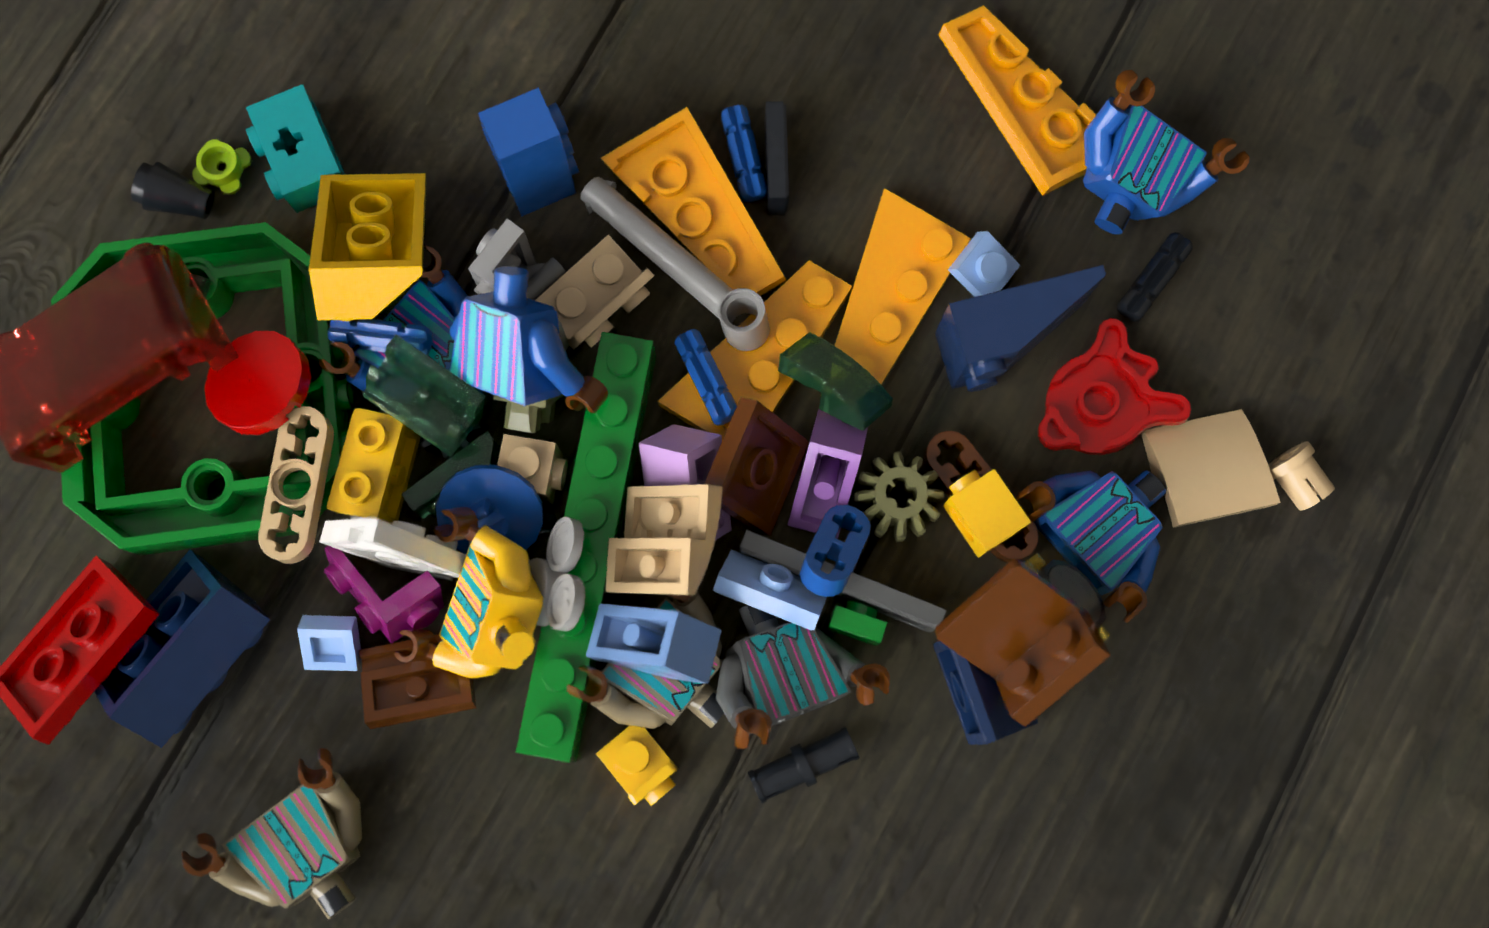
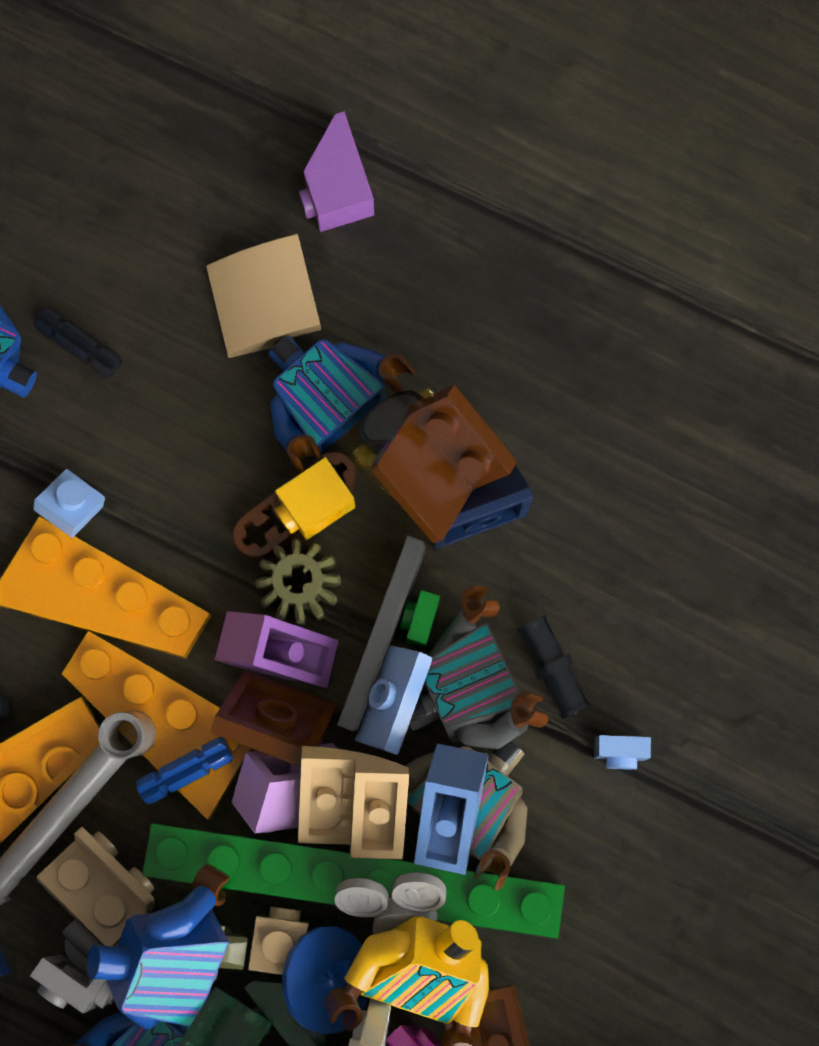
camera: 90 degrees left, 0 degrees up
(639, 765) = (561, 822): yellow bracket -> none
(709, 835) = (622, 751): none -> light blue plate
(827, 546) = (358, 630): blue beam -> none
(844, 384) = (193, 633): clear green slope -> none
(995, 330) = (140, 493): dark blue slope -> none
(1106, 398) = (197, 390): red tile -> none
(1301, 476) = (270, 215): tan bush -> none
(1344, 546) = (336, 180): none -> medium lavender slope

